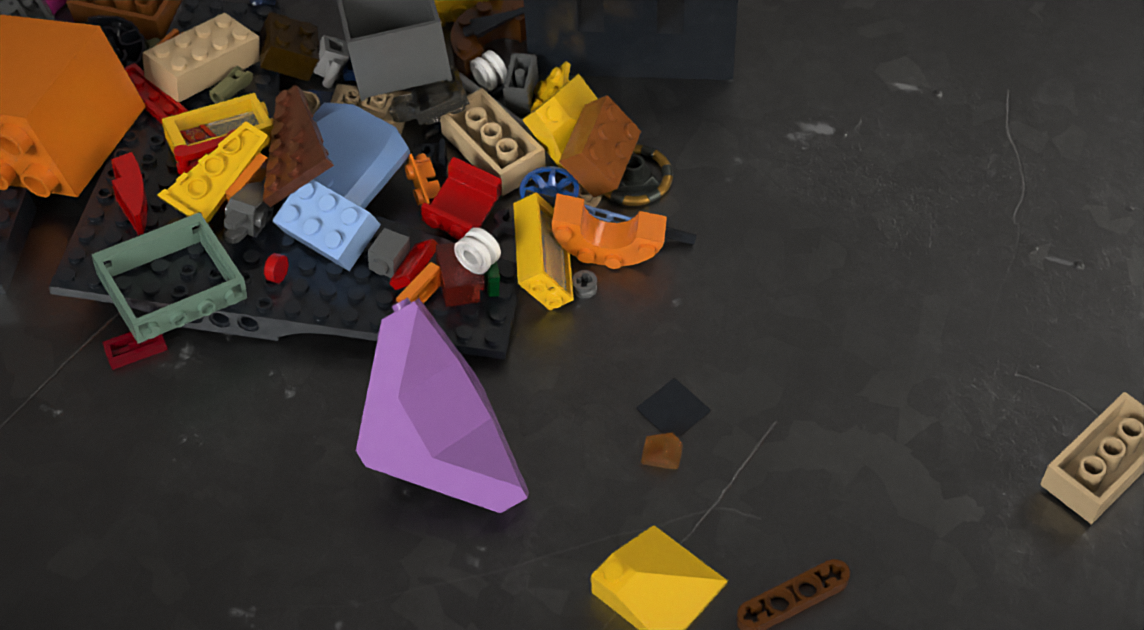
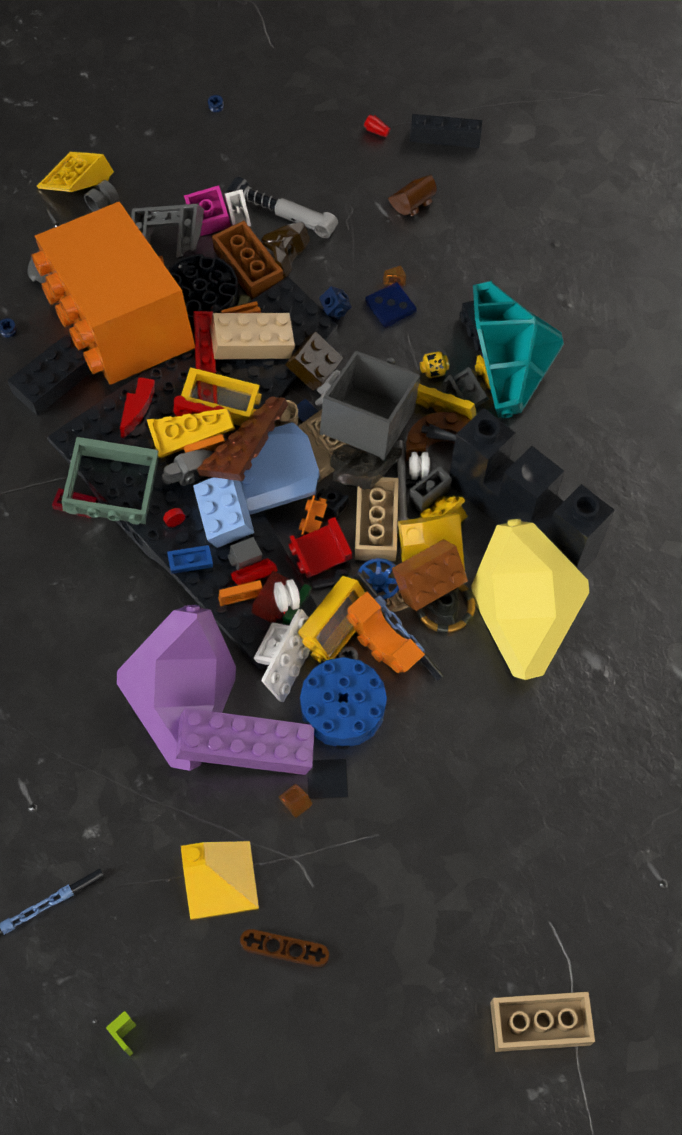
camera: 35 degrees right, 10 degrees up
(230, 85) = (254, 367): olive bar -> none
(332, 296) = (190, 559): none -> blue plate
(515, 313) = (284, 654): none -> white bracket
(559, 425) = (245, 741): none -> medium lavender brick
(622, 323) = (343, 681): none -> blue brick
(711, 100) = (527, 596): none -> light yellow panel

